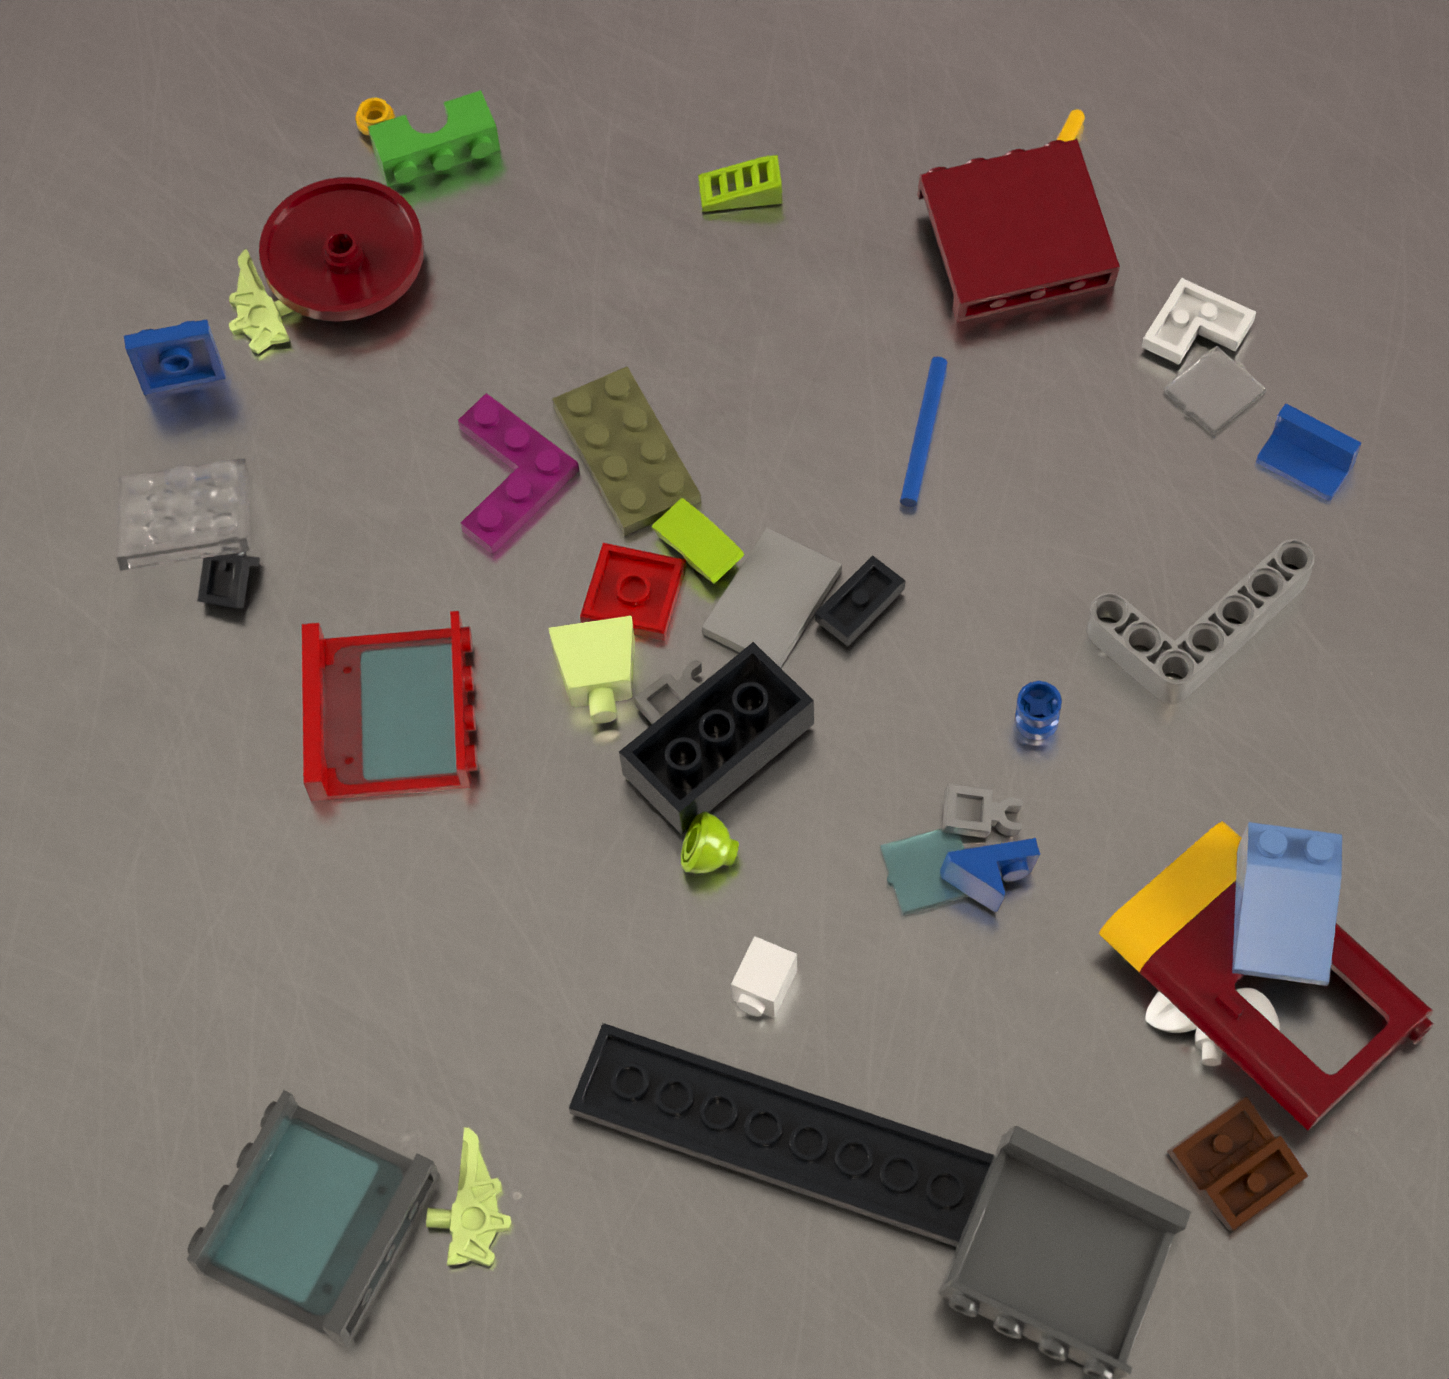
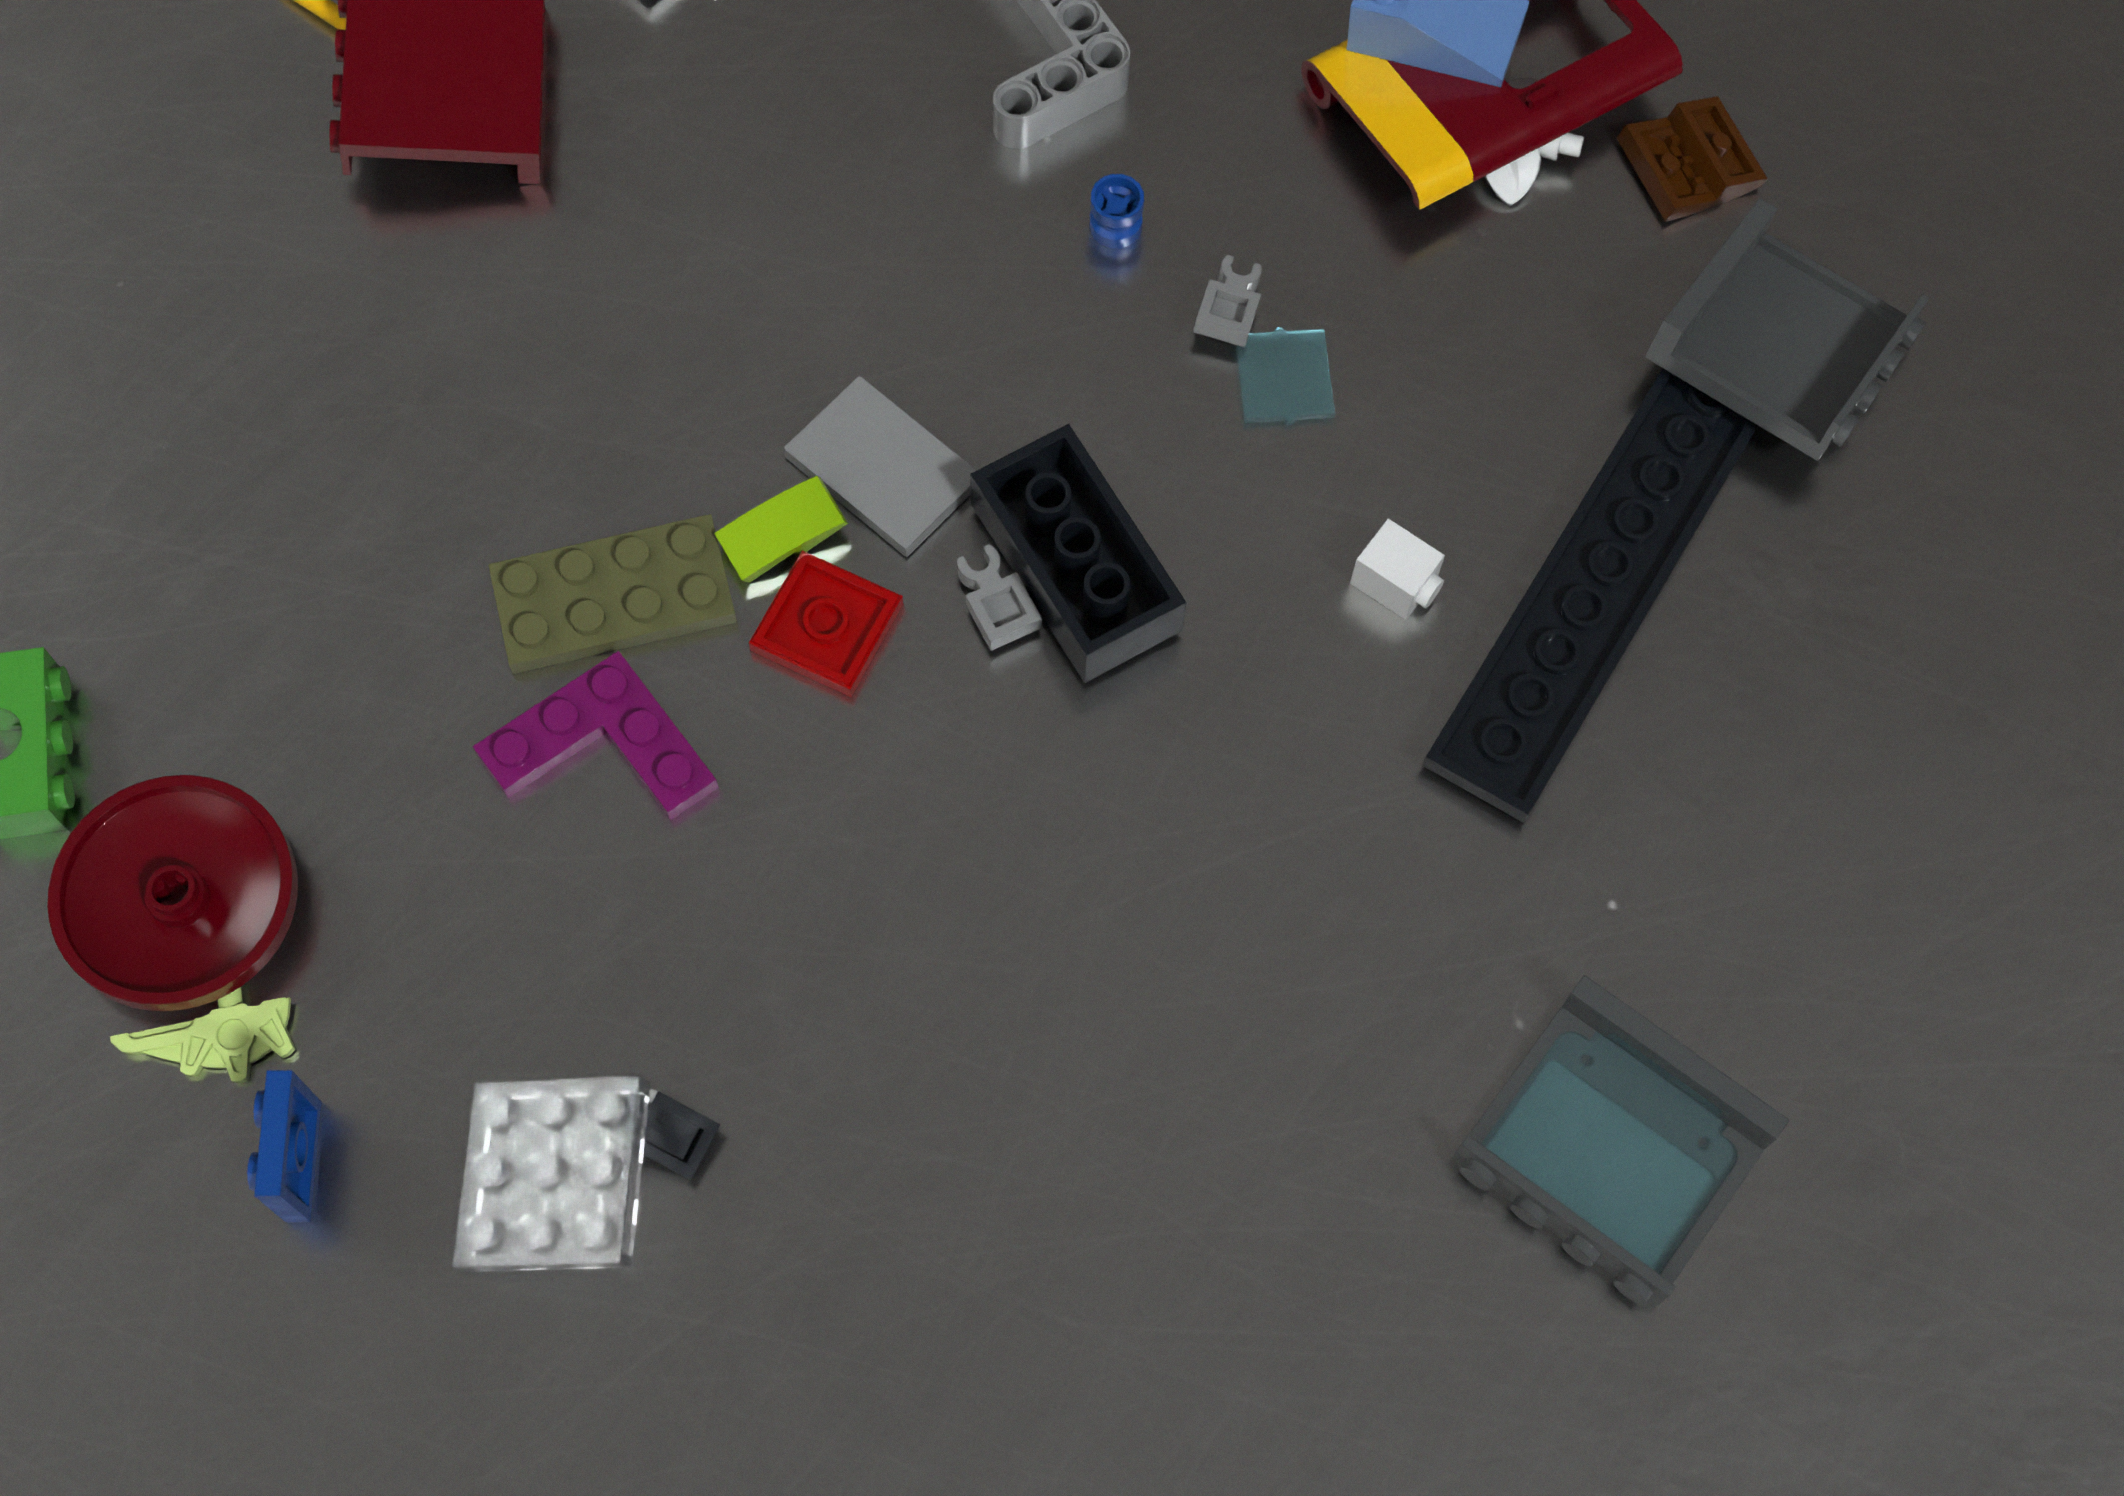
camera: 85 degrees left, 5 degrees up
(387, 712) = (924, 947): clear light blue panel -> none
(475, 1212) = (1632, 955): yellowish green piece -> none
(596, 664) = (931, 679): yellowish green torso -> none
(707, 845) = (1215, 601): lime brick -> none
(750, 171) = (253, 340): lime slope -> none
(860, 600) = (916, 366): black plate -> none
(923, 432) = (692, 250): blue bar -> none
(981, 868) = (1315, 308): blue slope -> none

